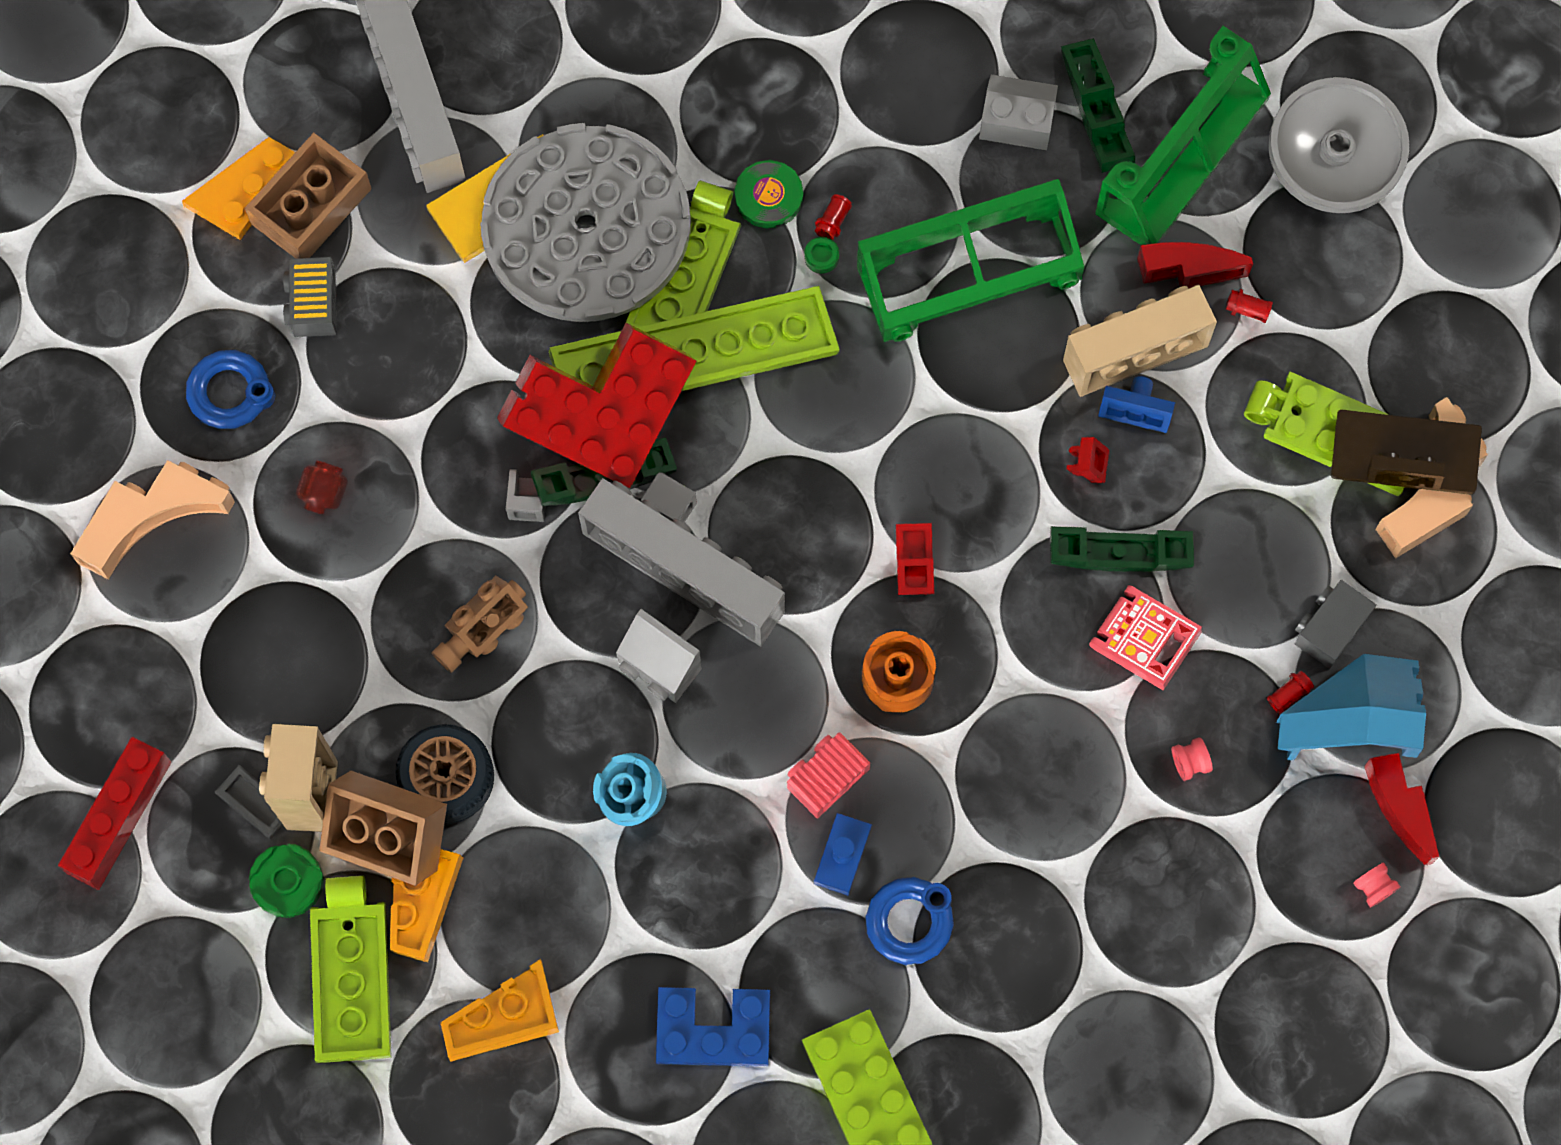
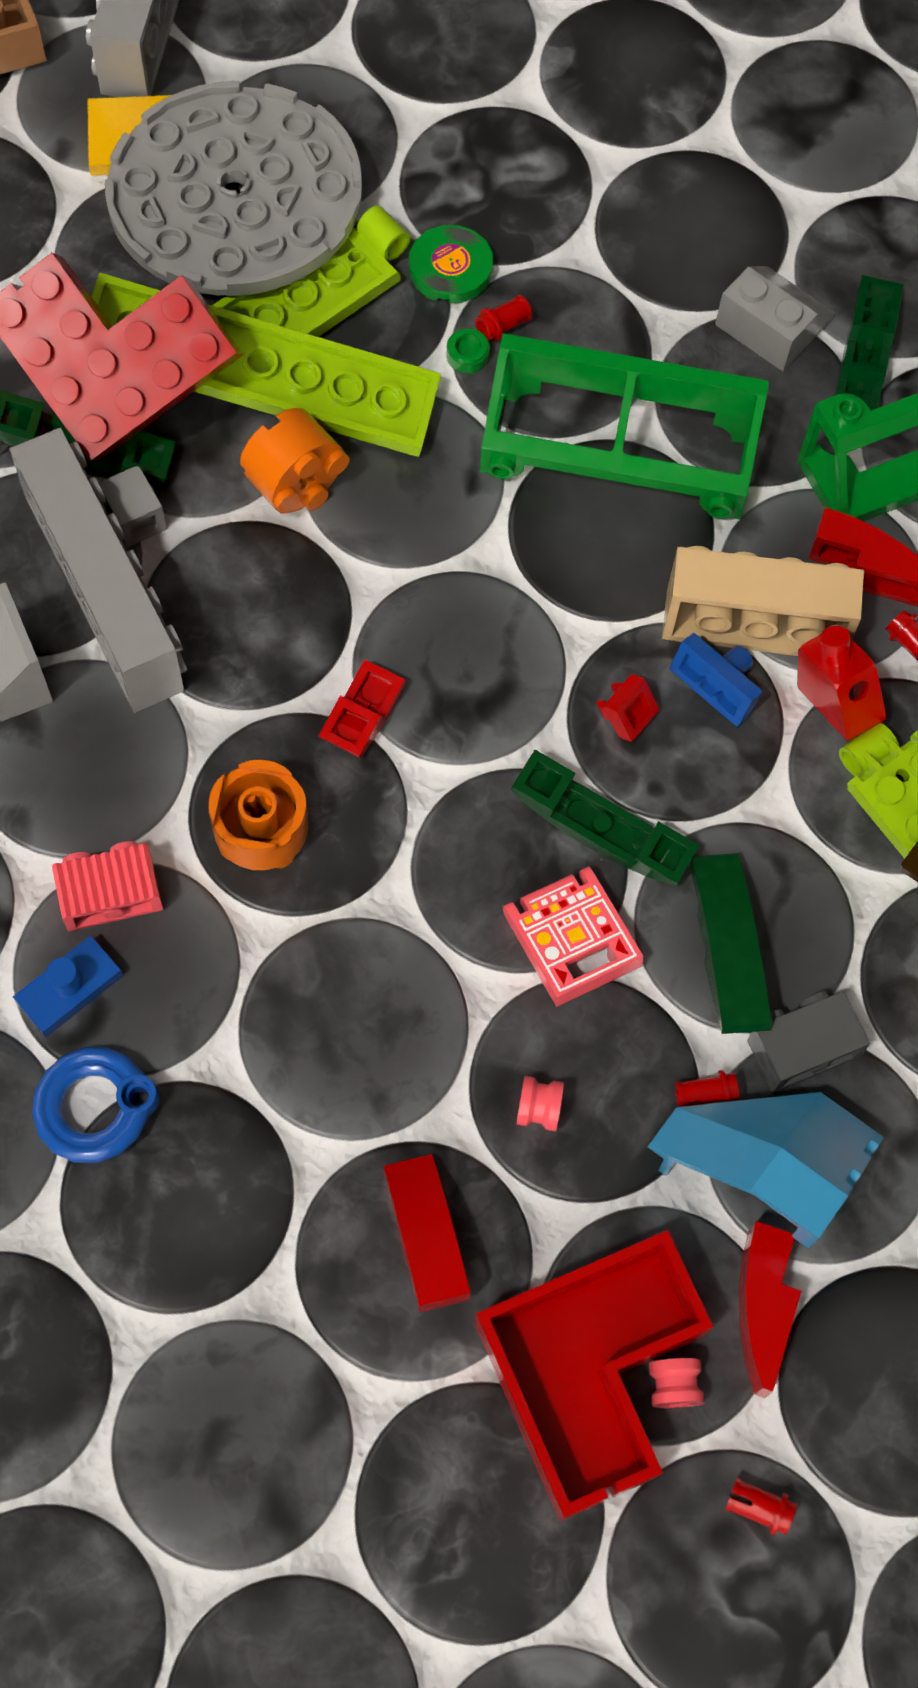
camera: 25 degrees right, 5 degrees down
(764, 410) = (293, 462): none -> orange brick
(1170, 880) = (426, 1233): none -> red slope
(1217, 364) = (833, 668): none -> red torso
(1251, 586) = (730, 944): none -> dark green slope
(1302, 907) = (564, 1358): none -> red piece
(1470, 929) = (765, 1508): none -> red pin

